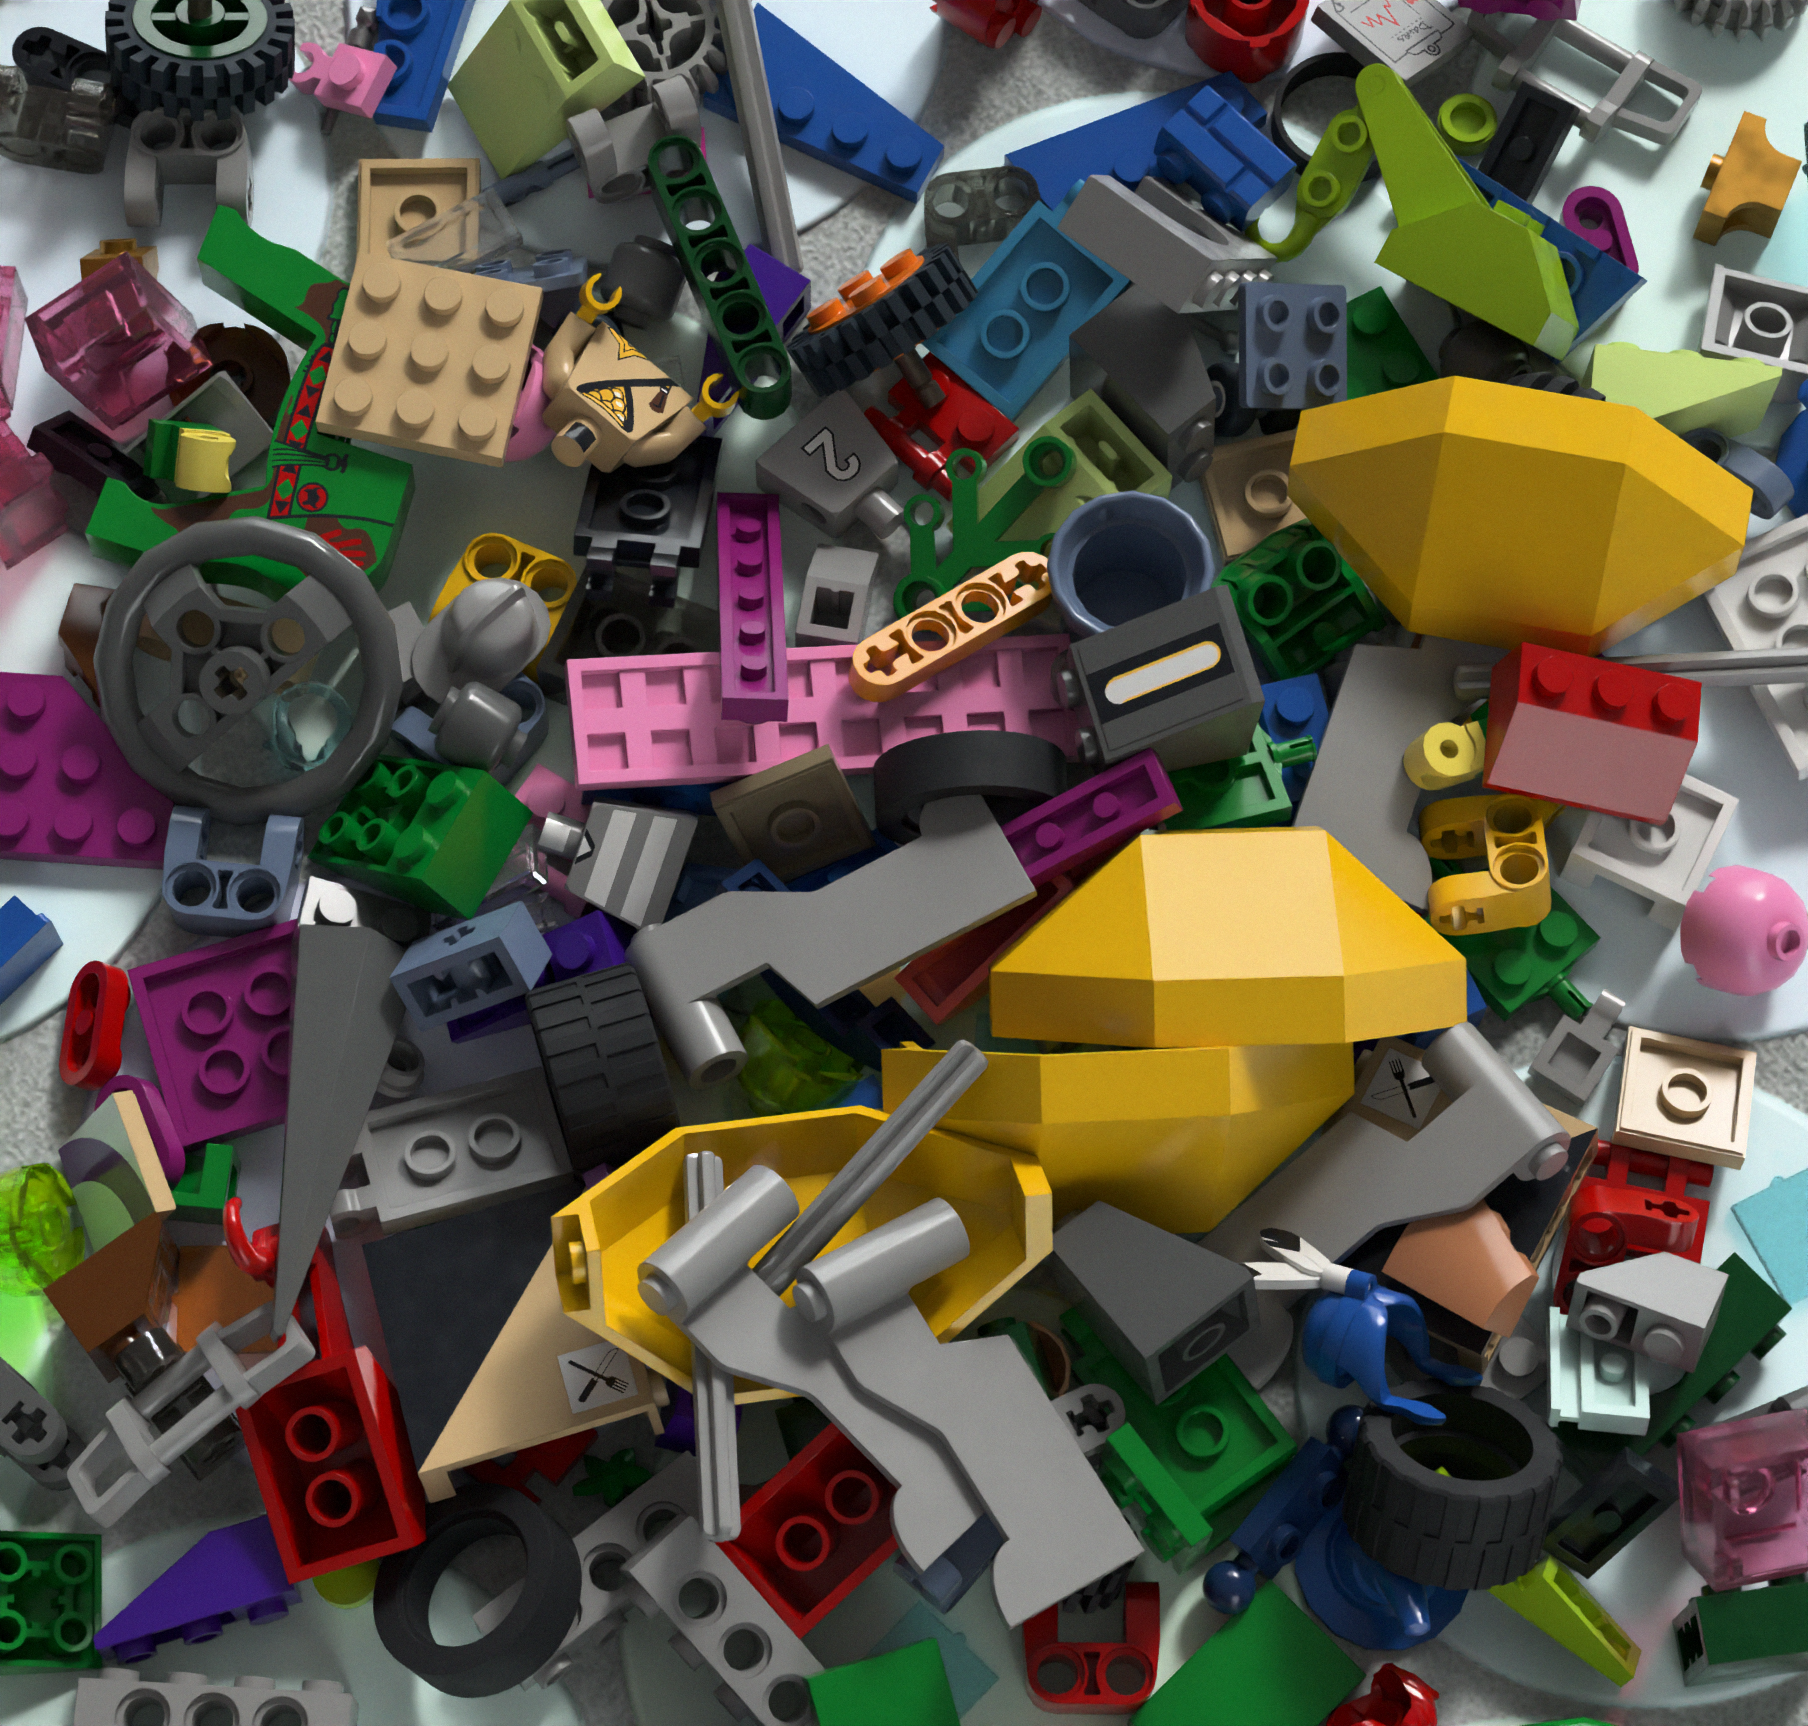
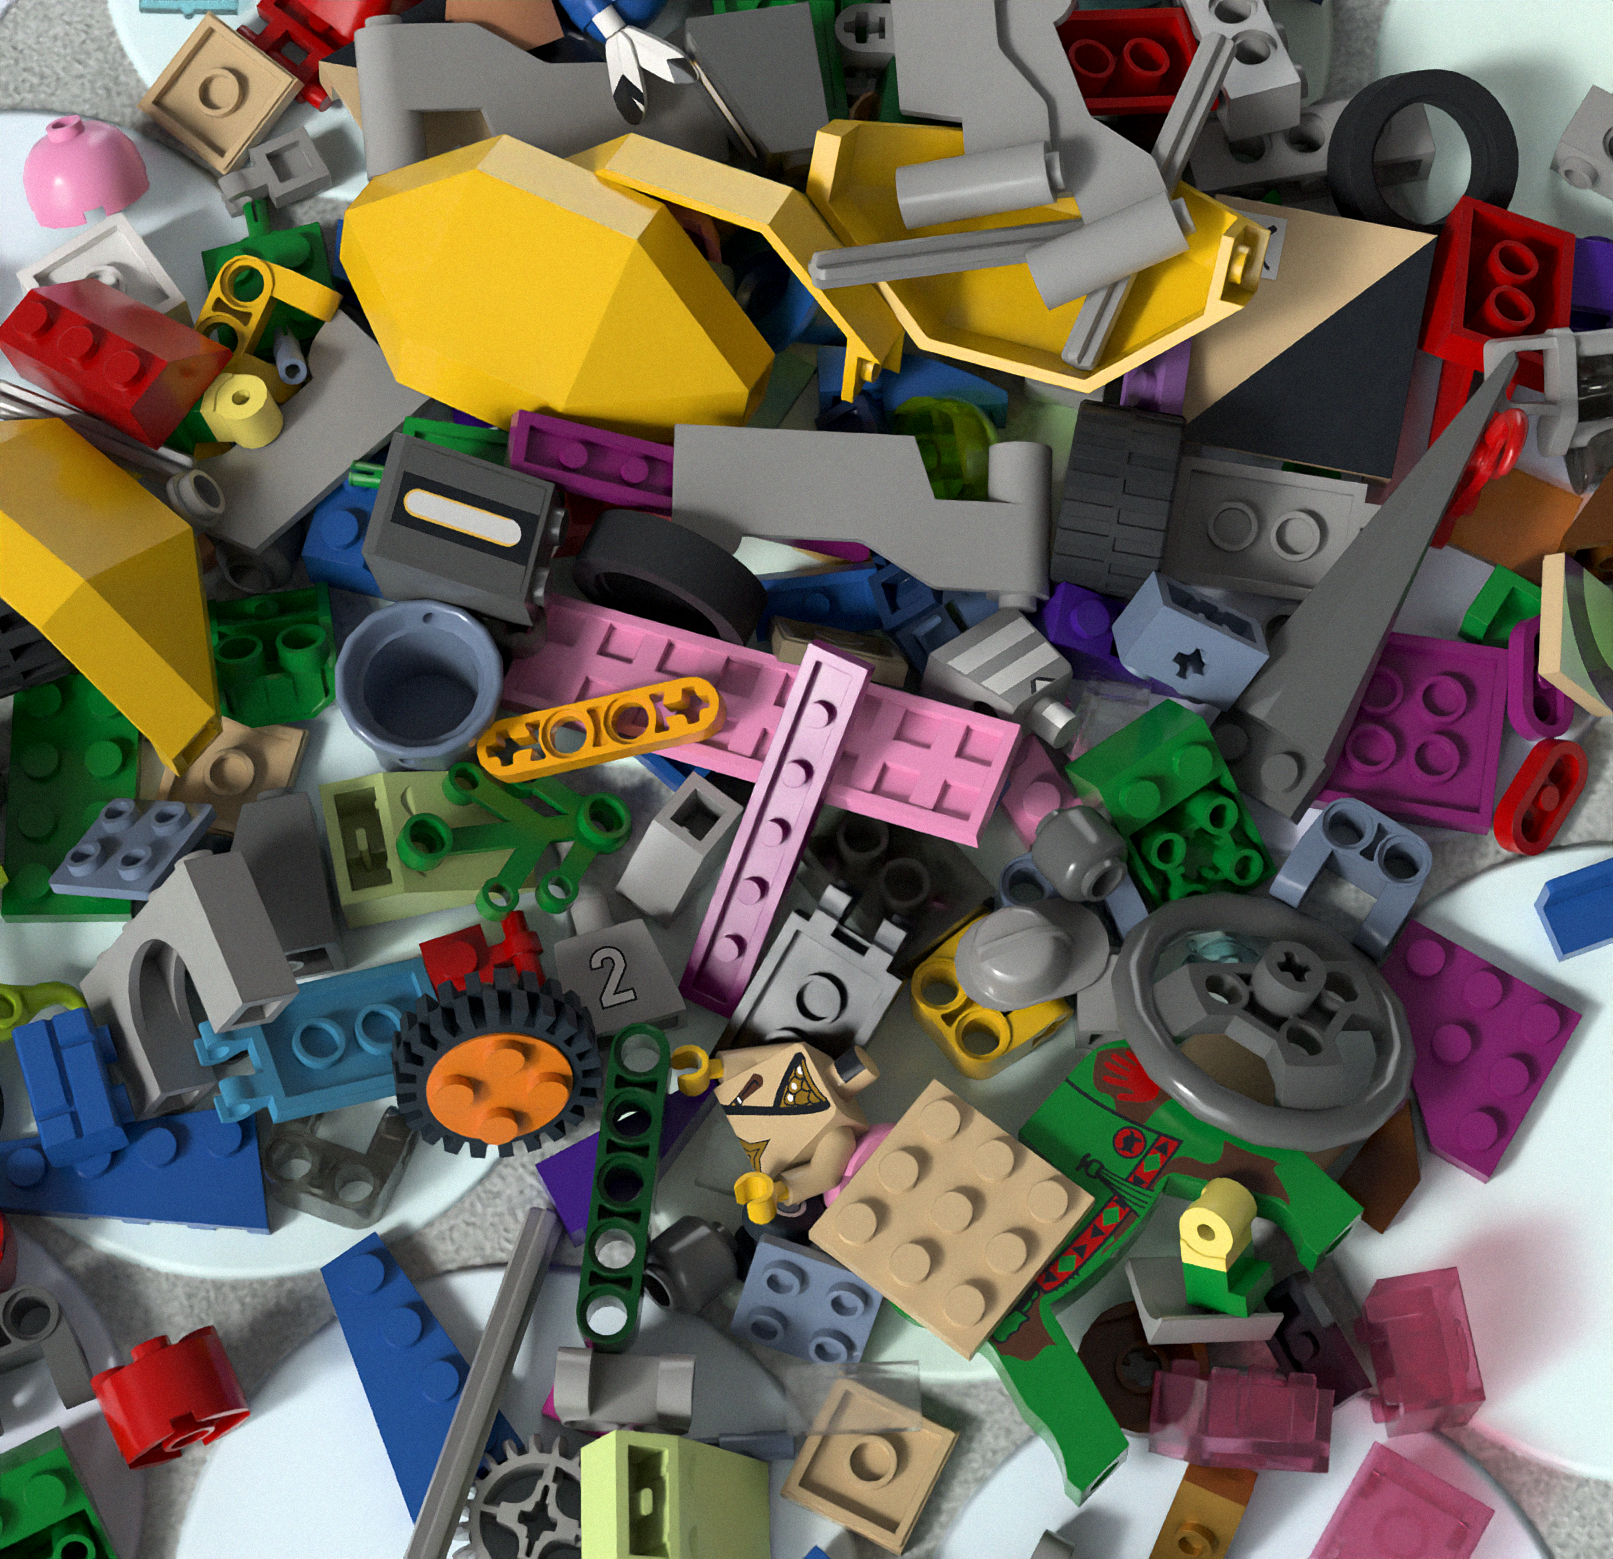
camera: 150 degrees left, 0 degrees up
(1421, 655) = (195, 499): none -> light grey plate
(1438, 830) = (288, 356): none -> sand blue pin

